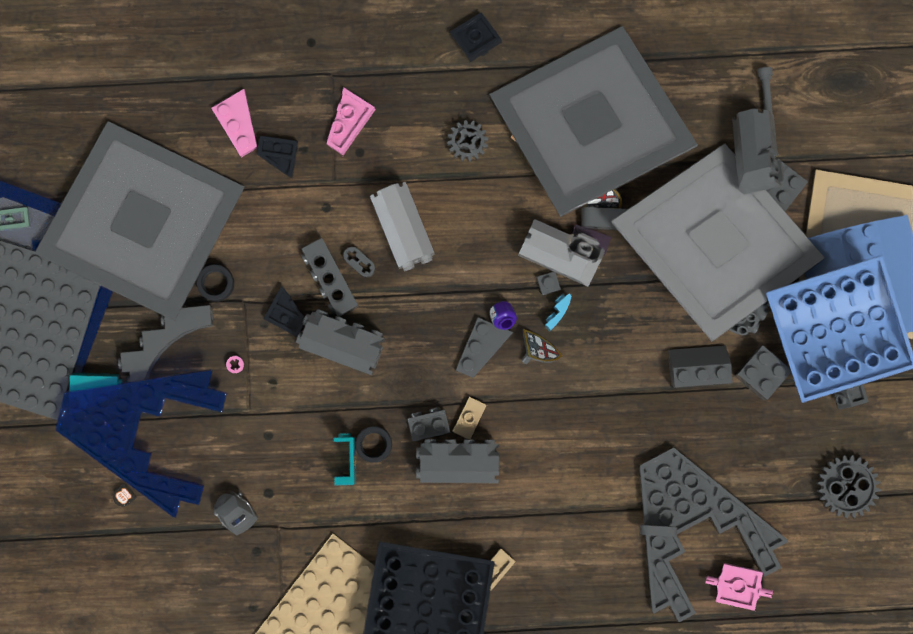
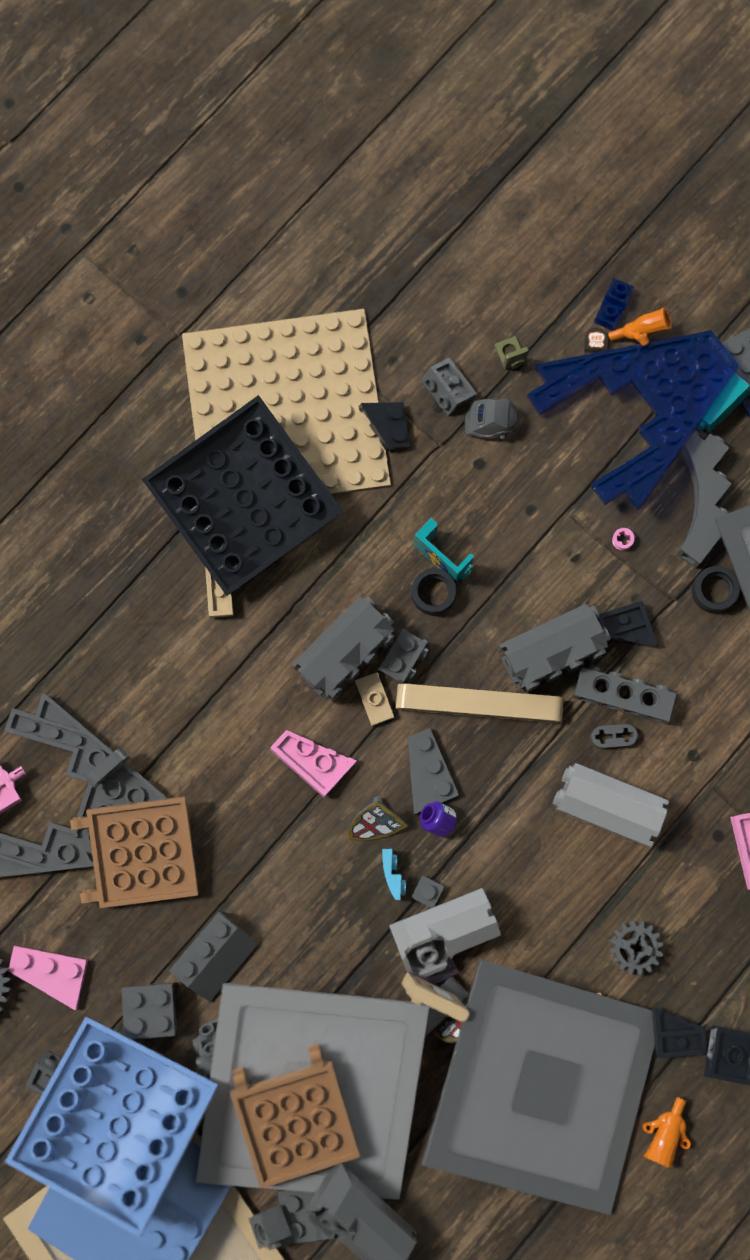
camera: 140 degrees right, 5 degrees down
(87, 473) = (644, 326): none -> orange piece
(89, 507) = (613, 304): none -> clear blue slope
(181, 532) = (514, 358): none -> olive bracket
(238, 557) = (448, 385): none -> dark grey bracket
(296, 570) = (388, 423): none -> black wing
(414, 355) = (479, 703): none -> tan beam
(494, 75) = (676, 1036): none -> black wing
(540, 418) = (313, 763): none -> bright pink wing
(555, 31) = (665, 1142): none -> orange piece
(604, 222) = (434, 997): none -> tan container
(685, 464) = (140, 852): none -> medium nougat plate
(742, 234) = (294, 1121): none -> medium nougat plate
(797, 449) = (51, 973): none -> bright pink wing
(807, 196) = (270, 1228): none -> dark grey brick

